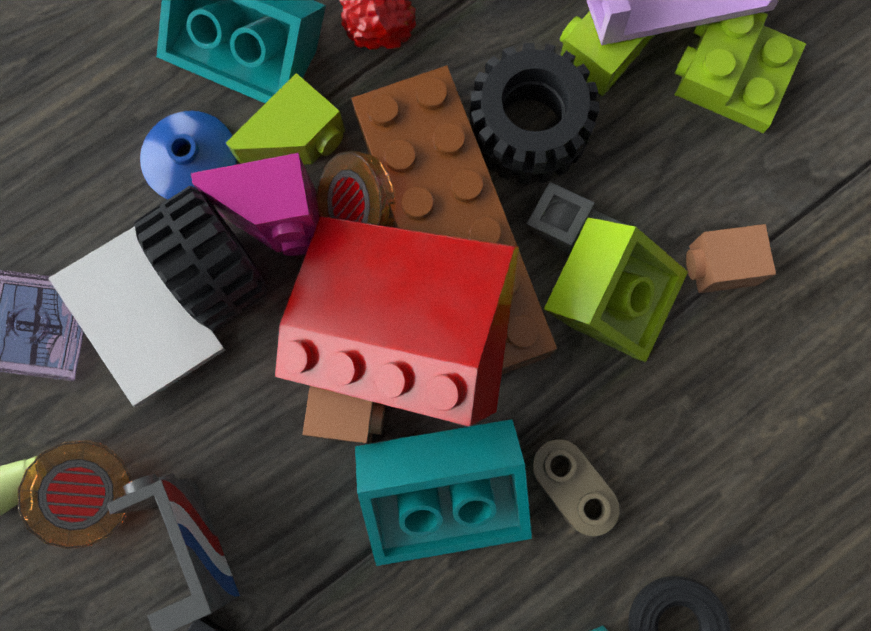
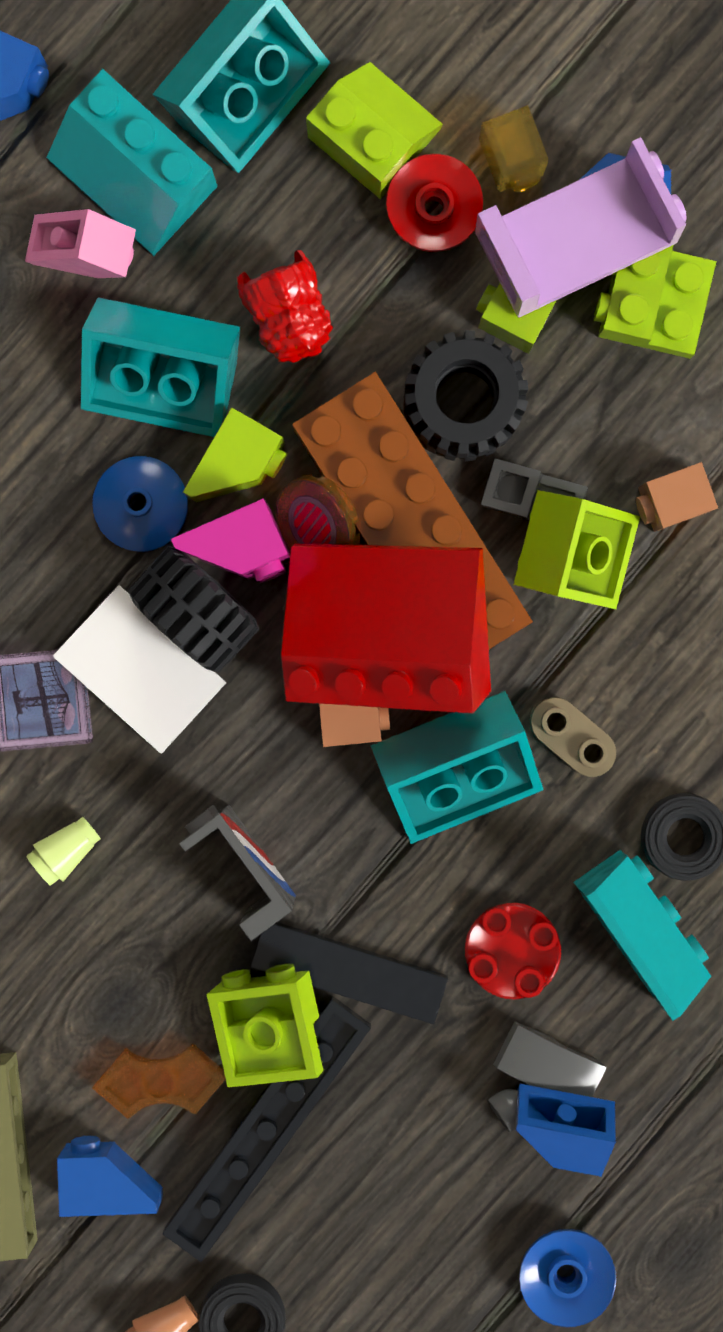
camera: 15 degrees left, 10 degrees up
(68, 493) = (132, 841): tile -> none

